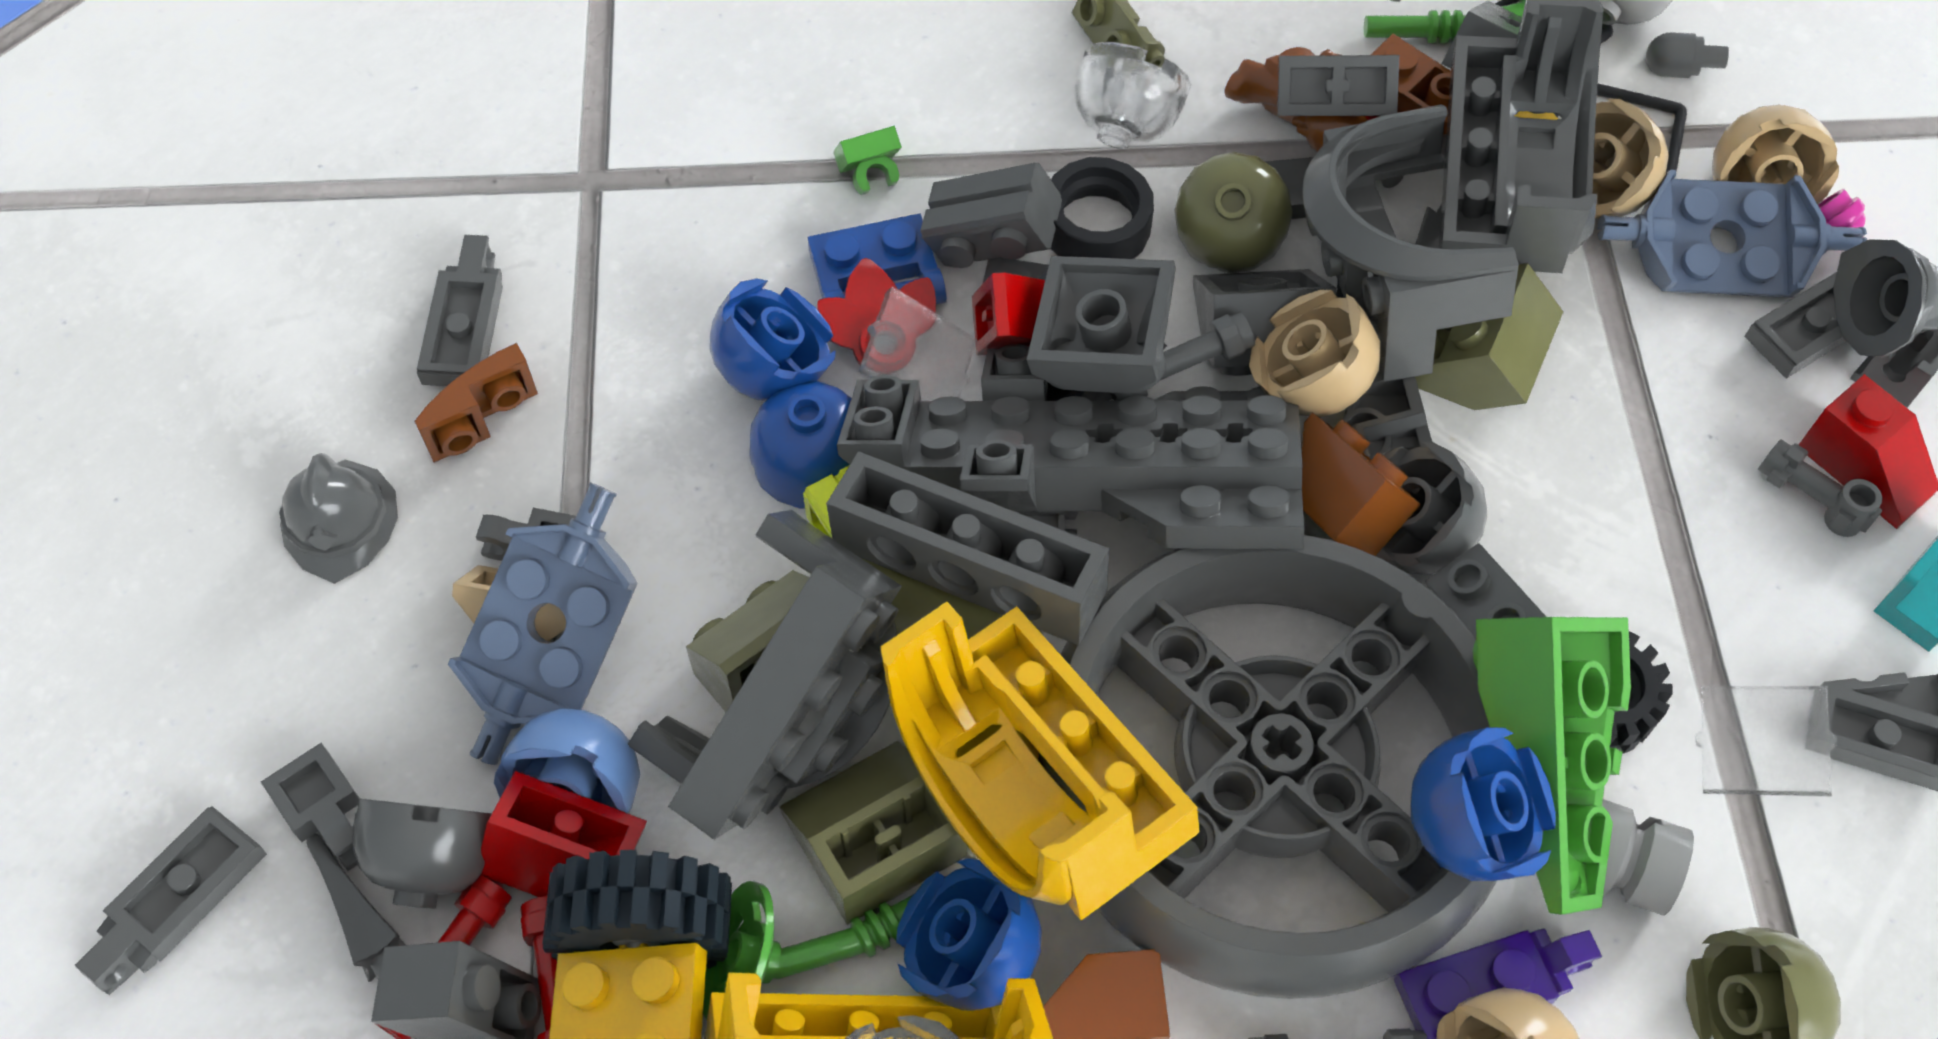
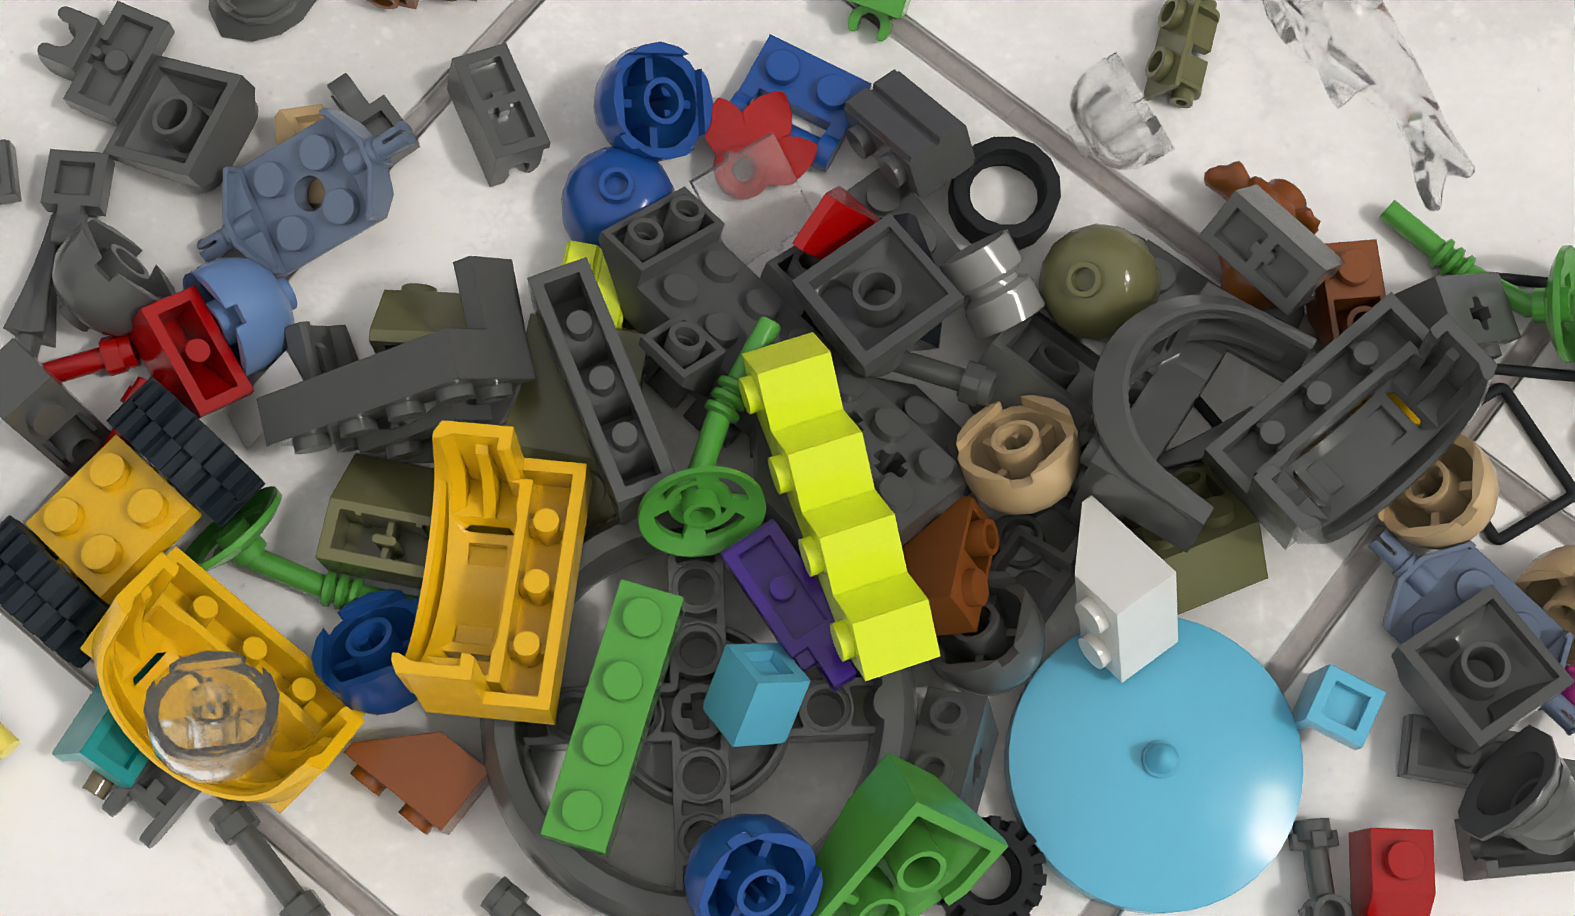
camera: 35 degrees right, 15 degrees up
(246, 677) = (106, 59): none -> dark grey plate
(371, 664) = (186, 123): none -> dark grey slope
(643, 451) = (496, 112): none -> dark grey hinge
(664, 827) = (245, 413): none -> white sticker
(1131, 553) = (696, 493): none -> bright green dish
(1193, 262) = (995, 291): none -> light grey wheel
(1243, 788) = (614, 718): none -> bright green brick
(1273, 481) = (844, 522): none -> neon yellow brick
(1280, 584) = (788, 600): none -> dark purple hinge
(1324, 674) = (755, 694): none -> medium azure panel
(1487, 388) = (1122, 595): none -> white slope
(1630, 508) = (1155, 783): none -> medium azure container
(1701, 354) = (1338, 706): none -> medium azure panel
(1771, 250) = (1479, 671): none -> dark grey slope

